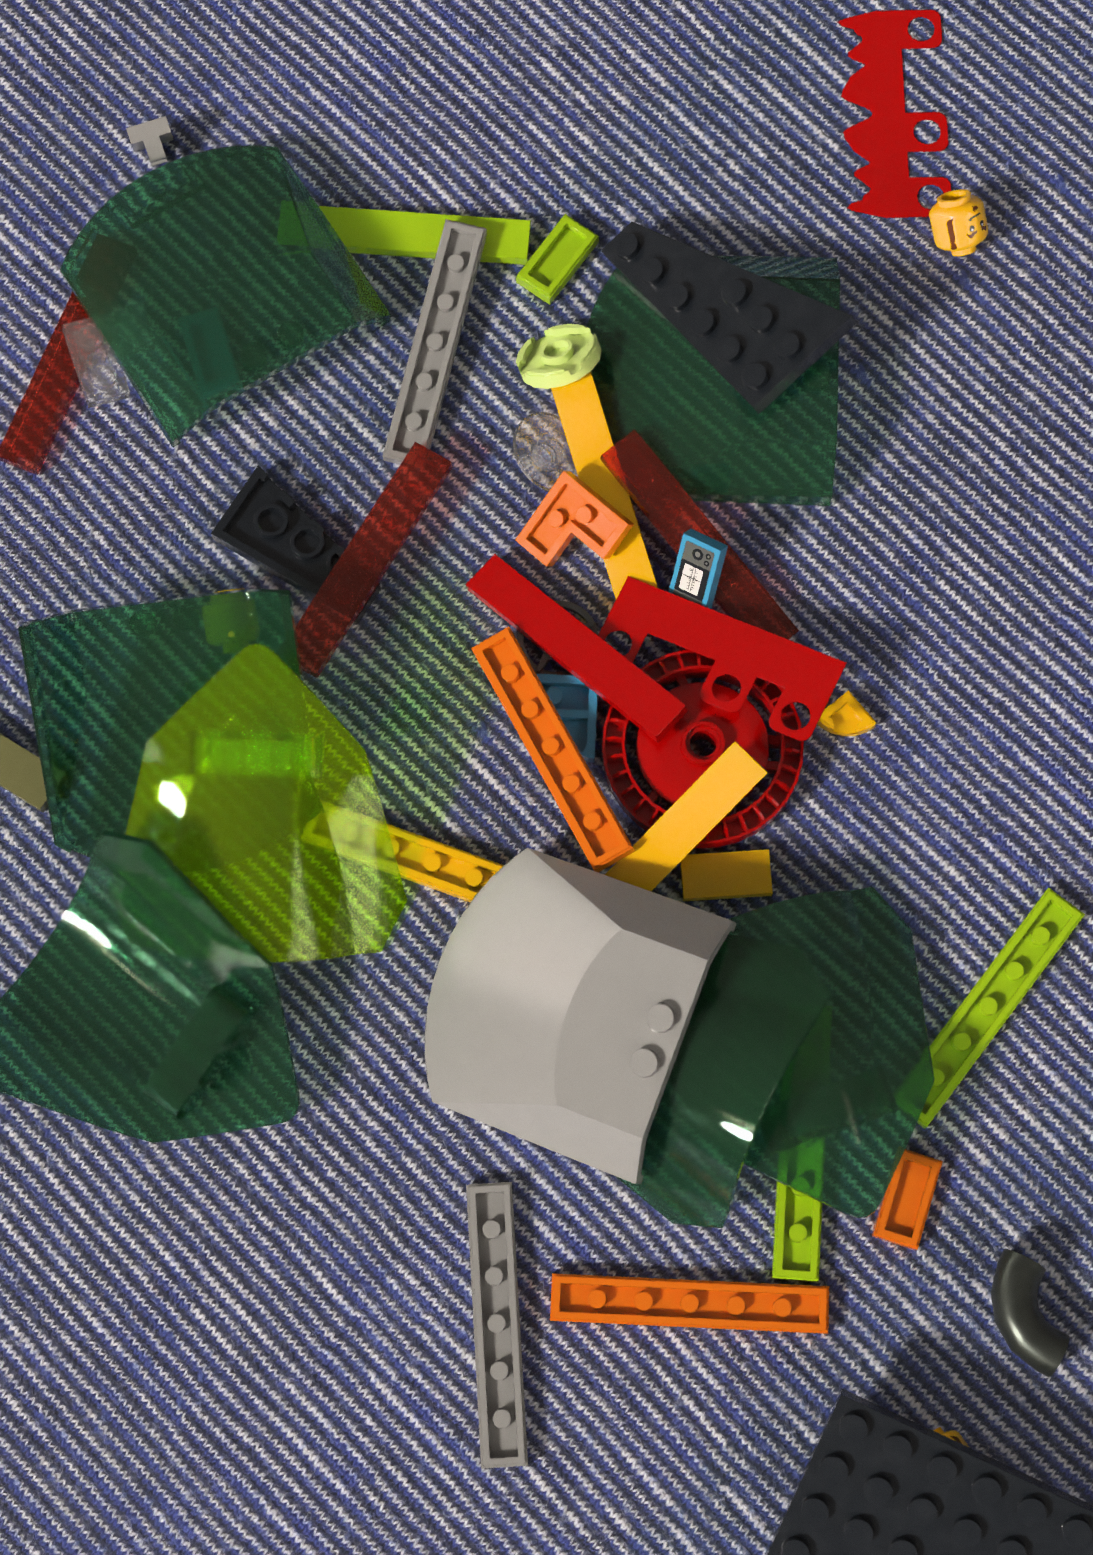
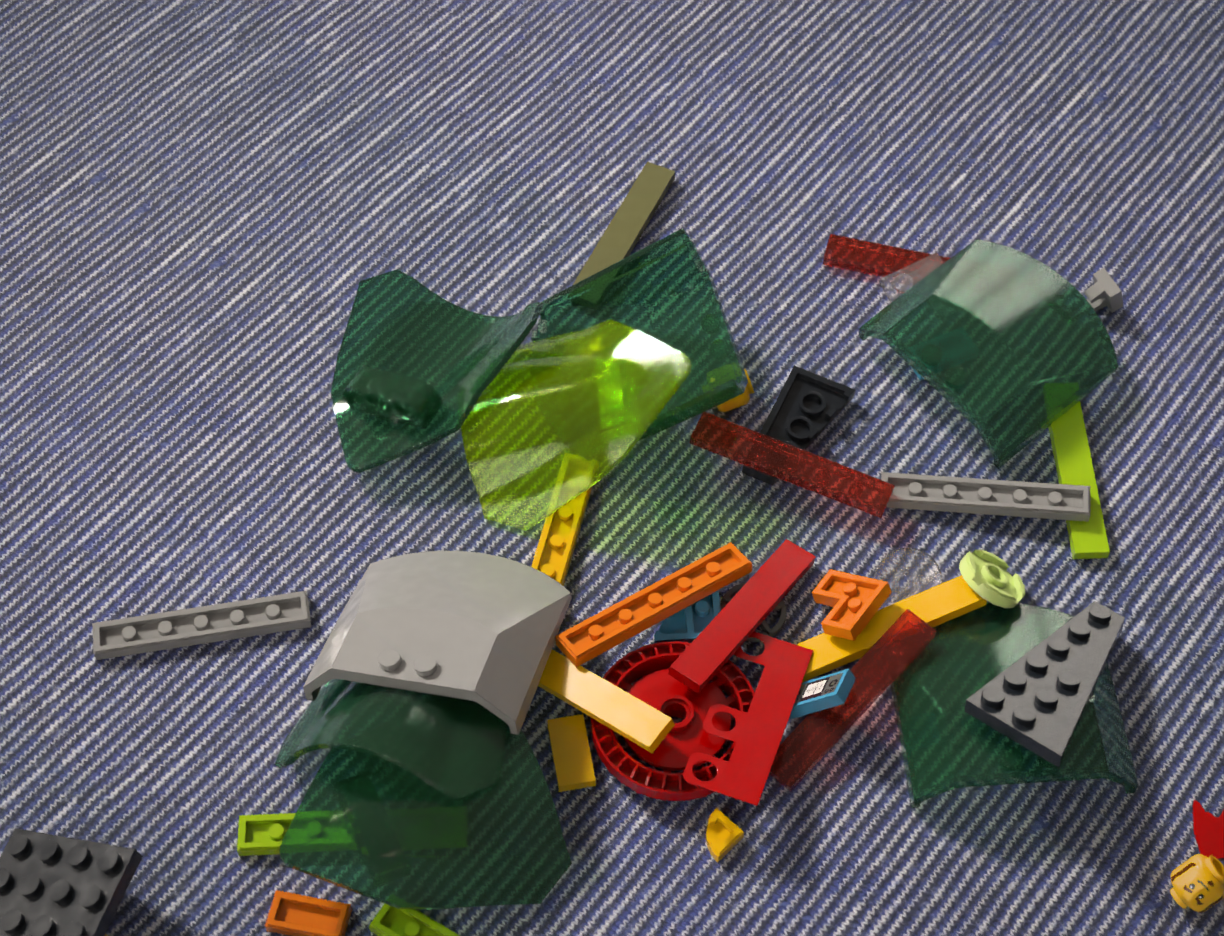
camera: 80 degrees right, 20 degrees down
(557, 259) = (1082, 577): lime tile -> none
(690, 1303) = (218, 762): orange tile -> none

